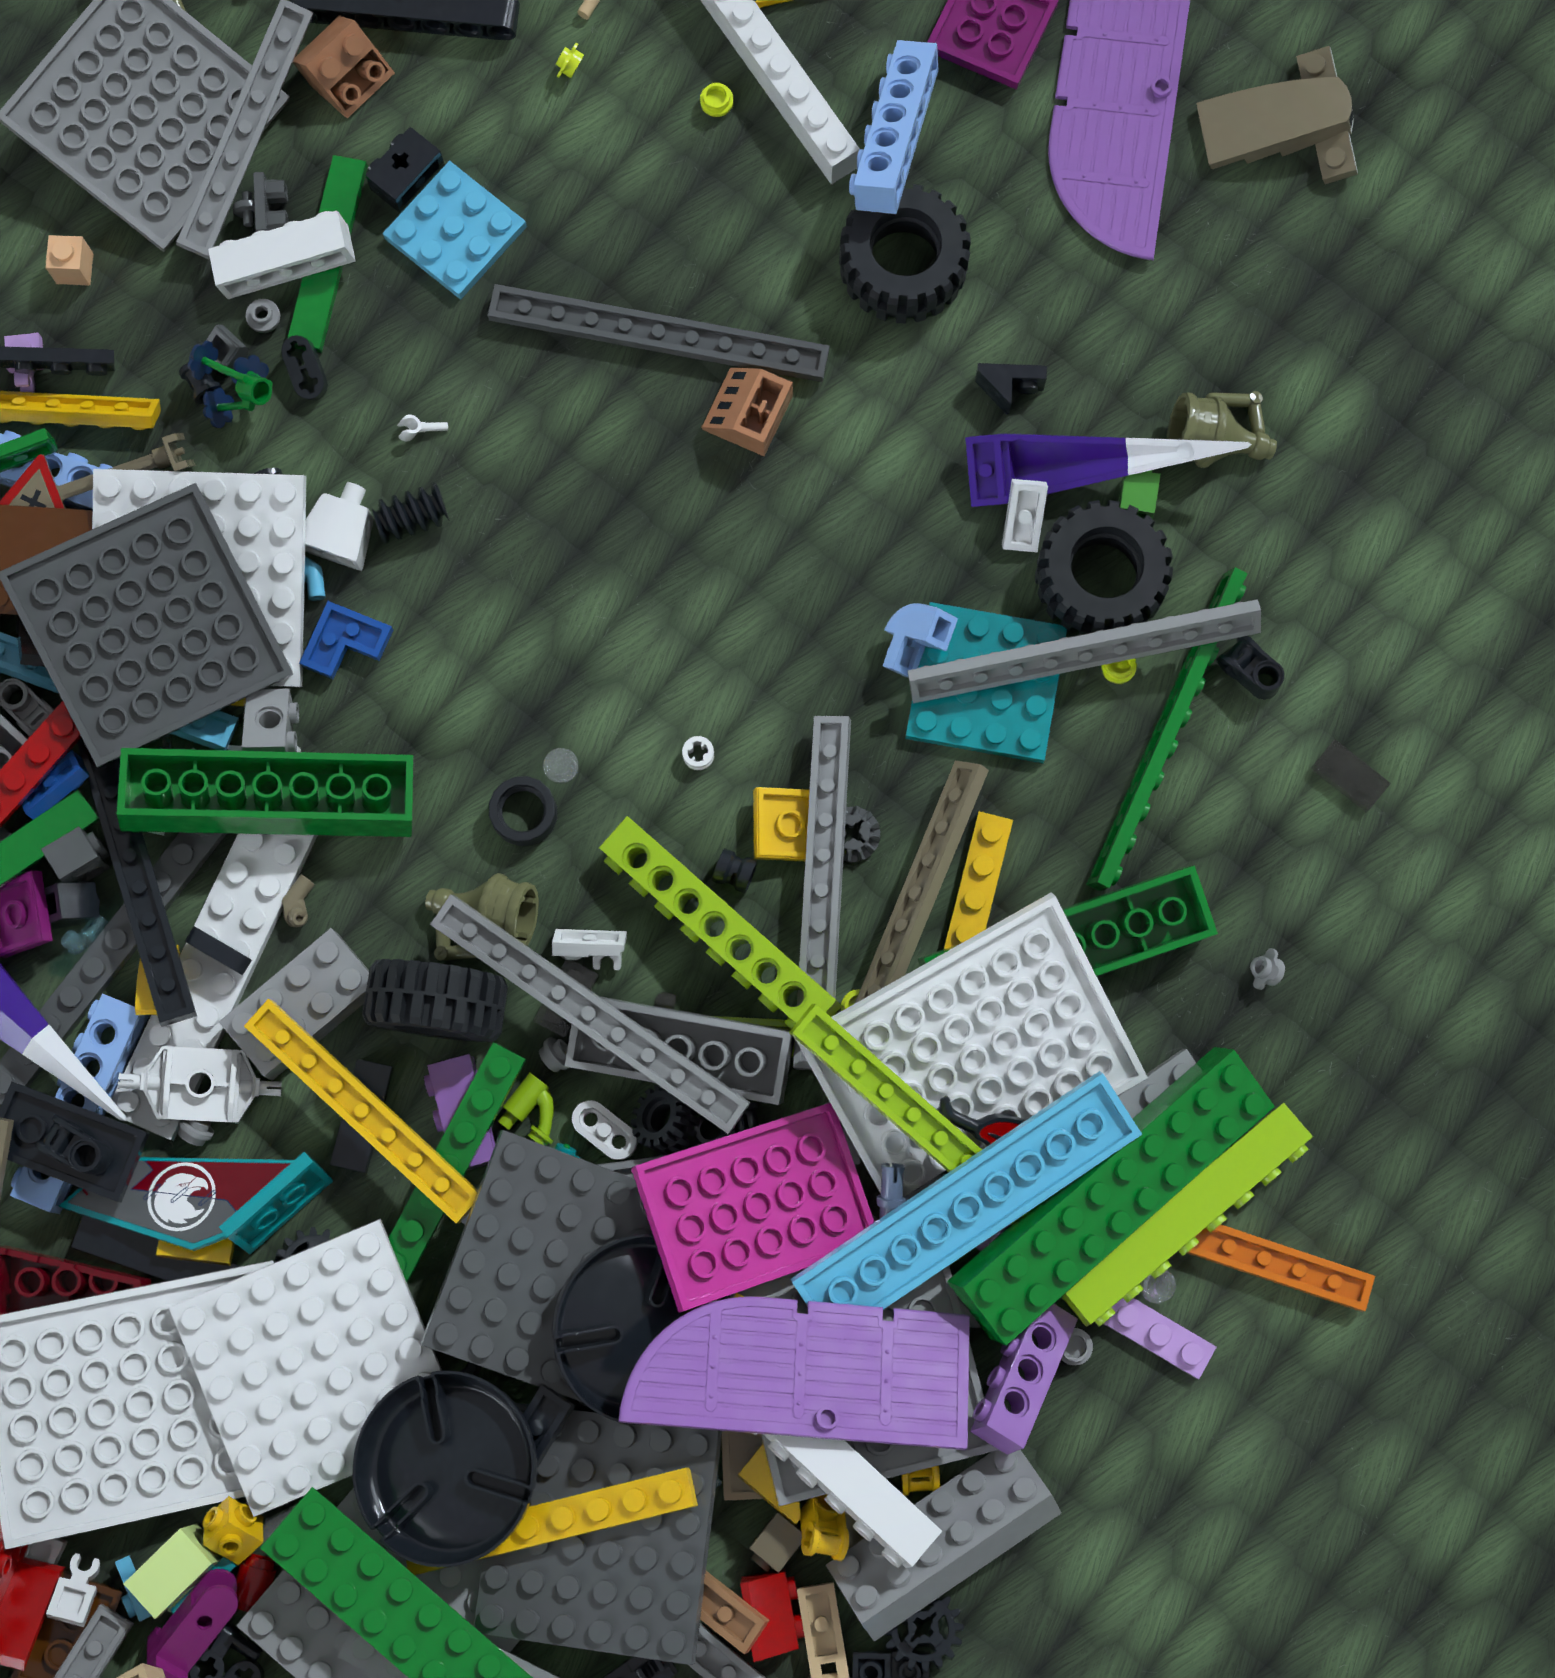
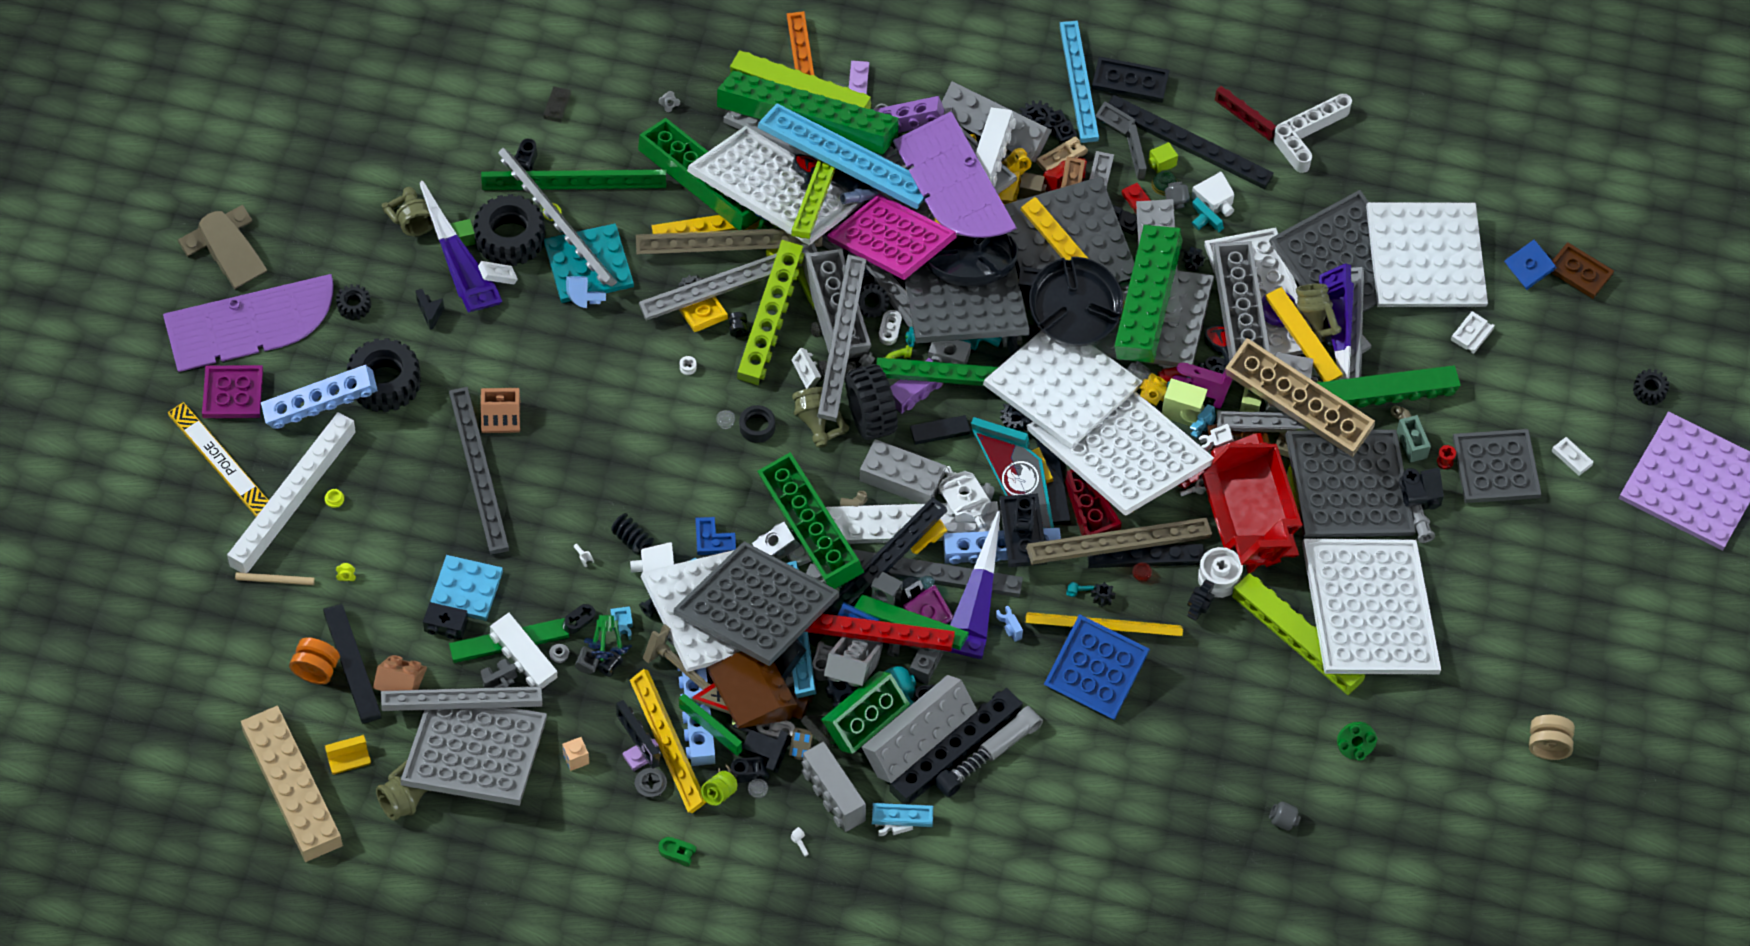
camera: 120 degrees left, 20 degrees down
(218, 950) = (897, 513): black beam -> none
(267, 433) = (624, 619): none -> medium azure plate
(363, 1110) = (938, 409): yellow plate -> none
(1080, 253) = (351, 293): none -> black tyre

